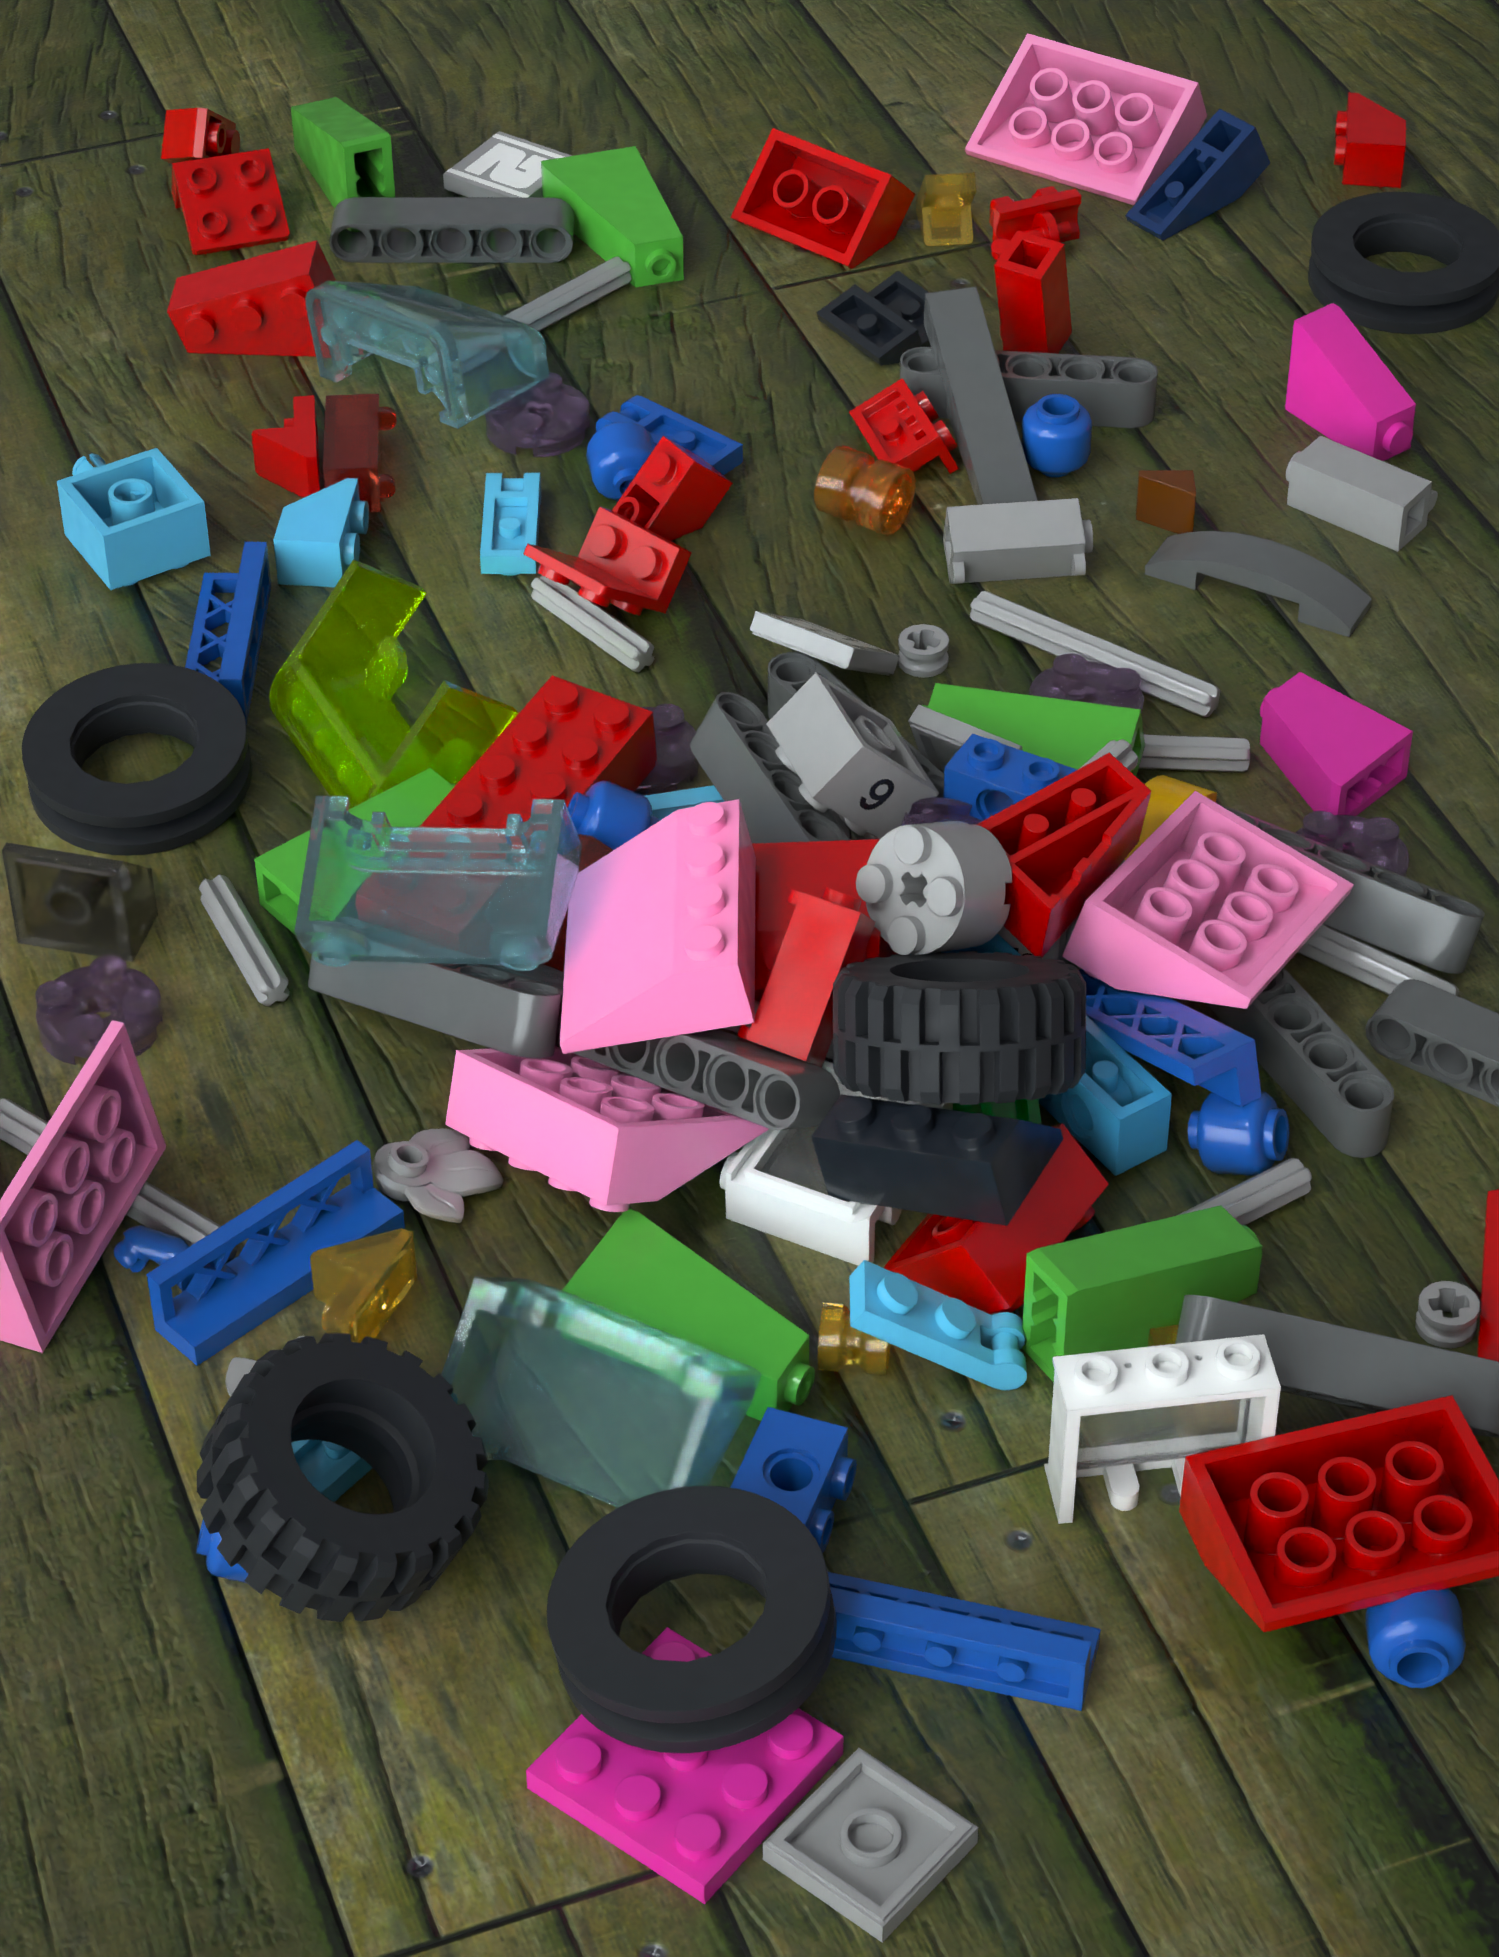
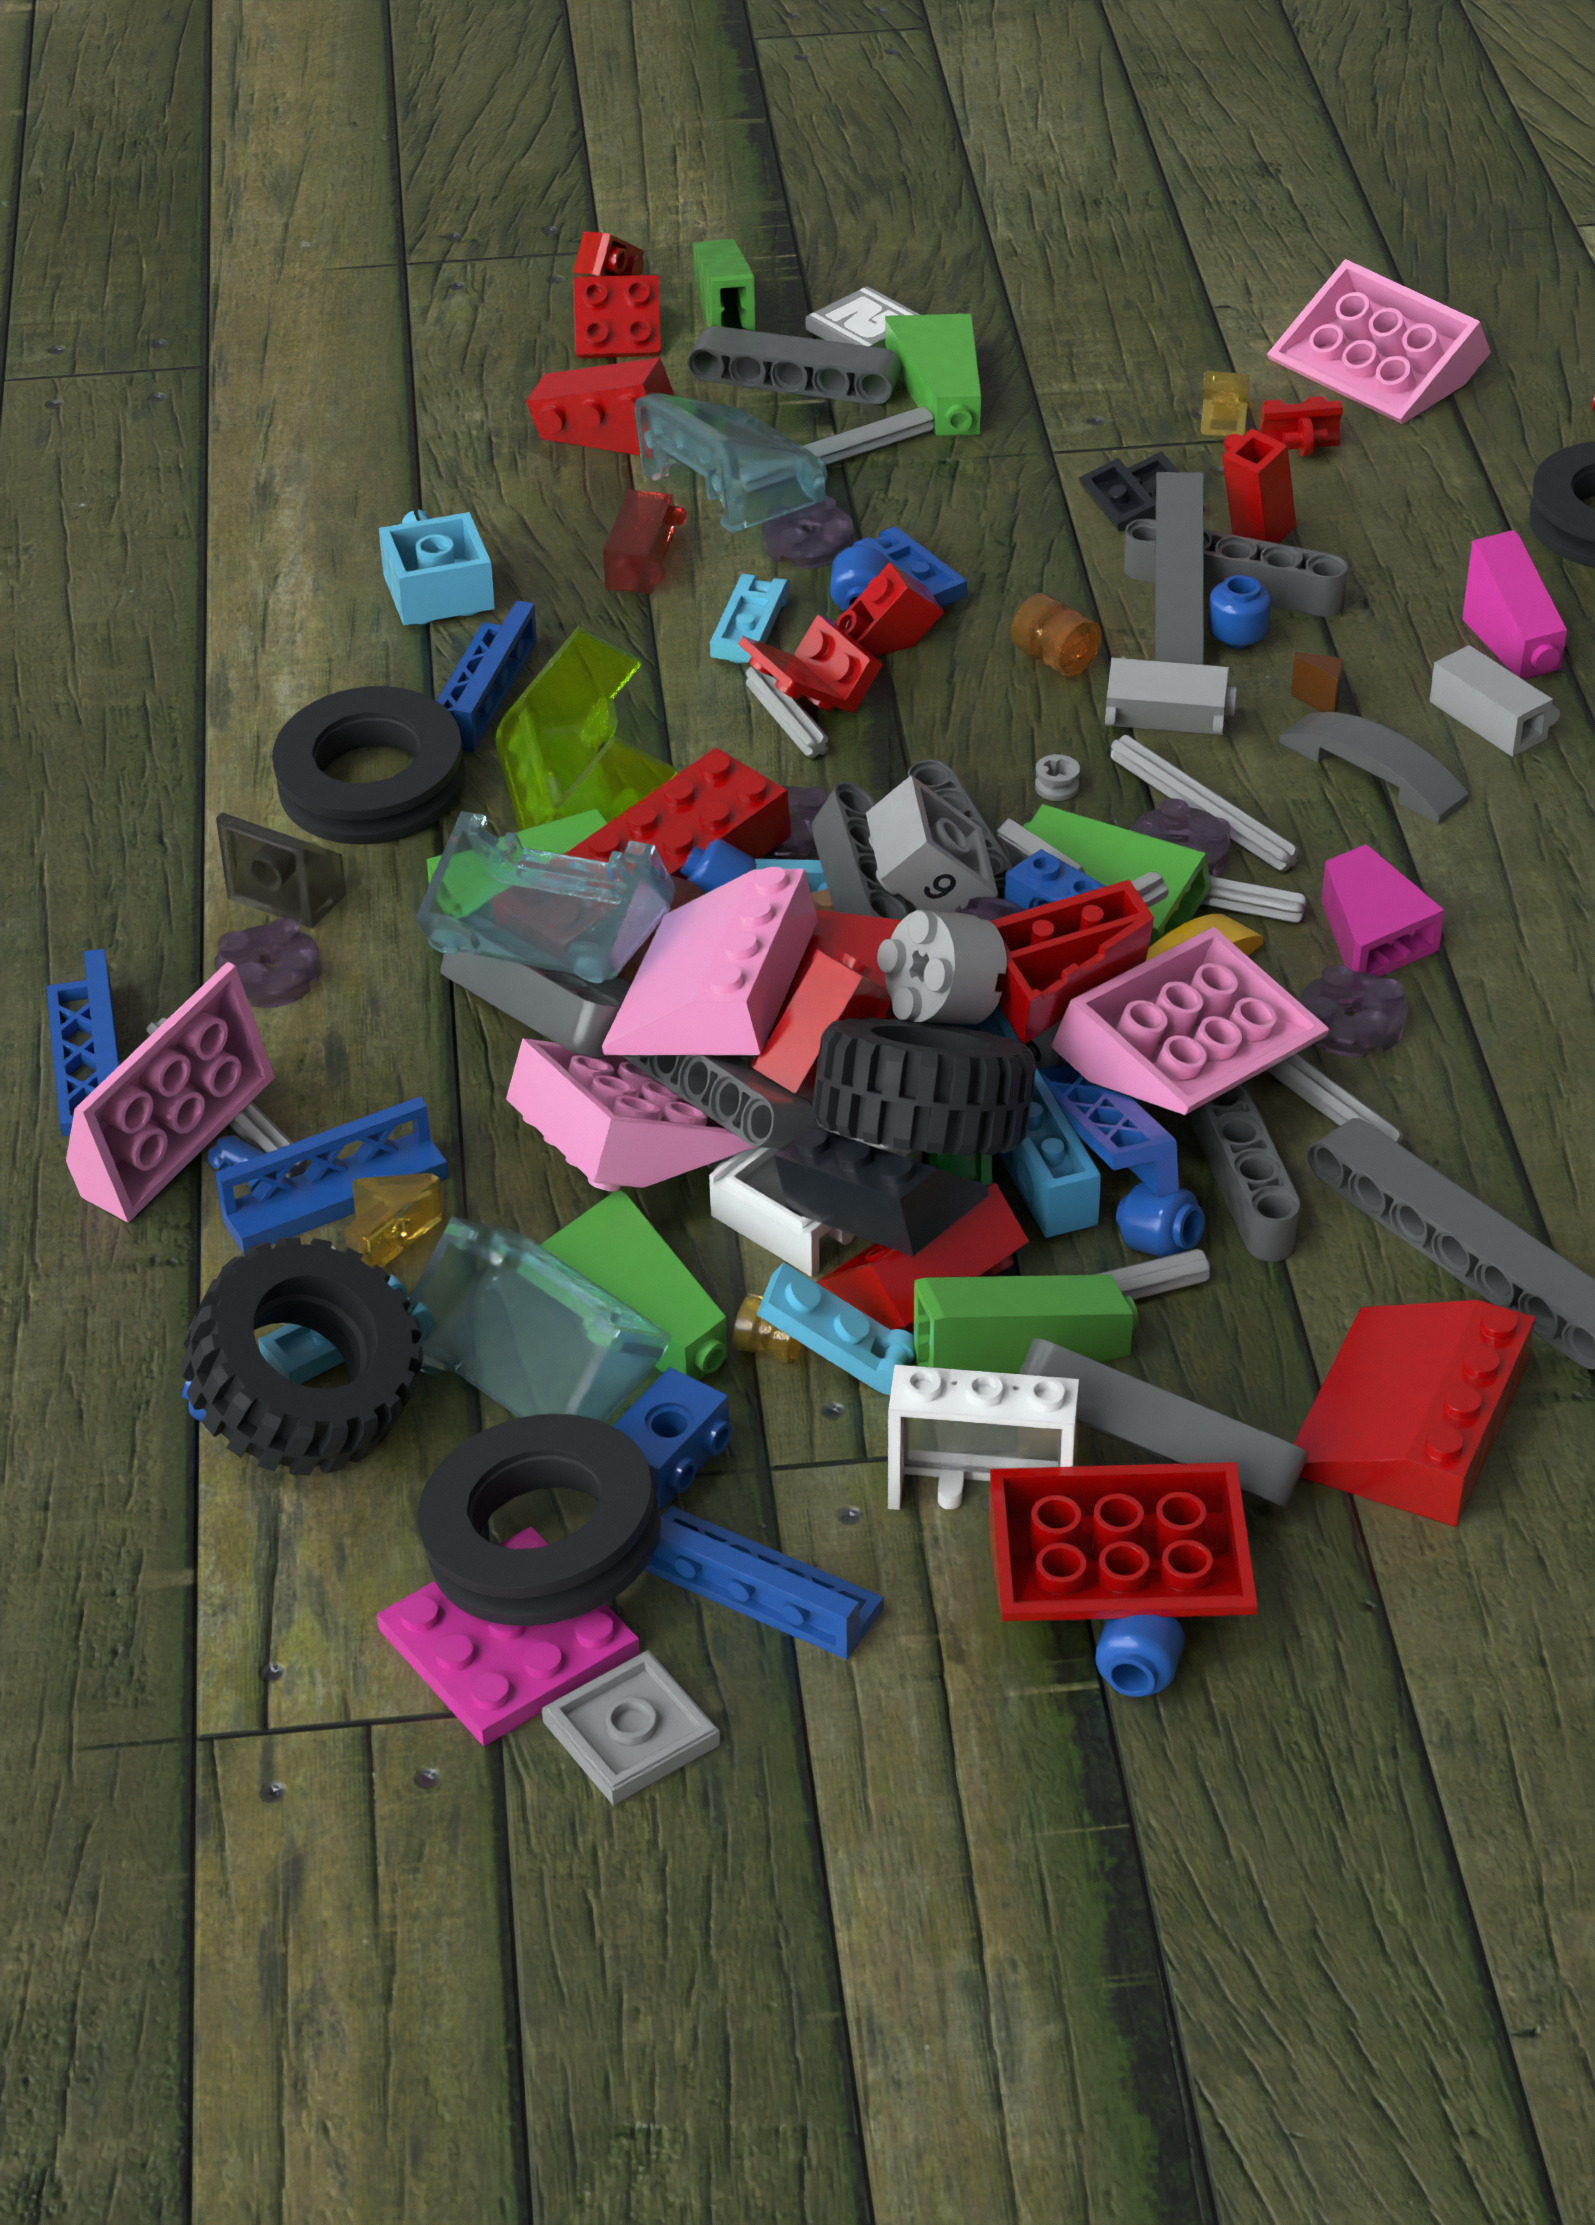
camera: 15 degrees right, 0 degrees up
(244, 940) = (402, 925): light grey axle -> none
(291, 453) = (586, 532): red slope -> none
(320, 535) = (587, 600): medium azure slope -> none
(435, 1172) = (485, 1136): light grey plate -> none
(822, 200) = (1118, 383): red slope -> none
(824, 644) = (968, 758): tile -> none
(902, 429) = (1113, 588): red bracket -> none
(1203, 177) = (1464, 407): dark blue slope -> none
(1392, 908) = (1358, 1050): dark grey beam -> none
(1446, 1331) = (1282, 1386): light grey bush -> none

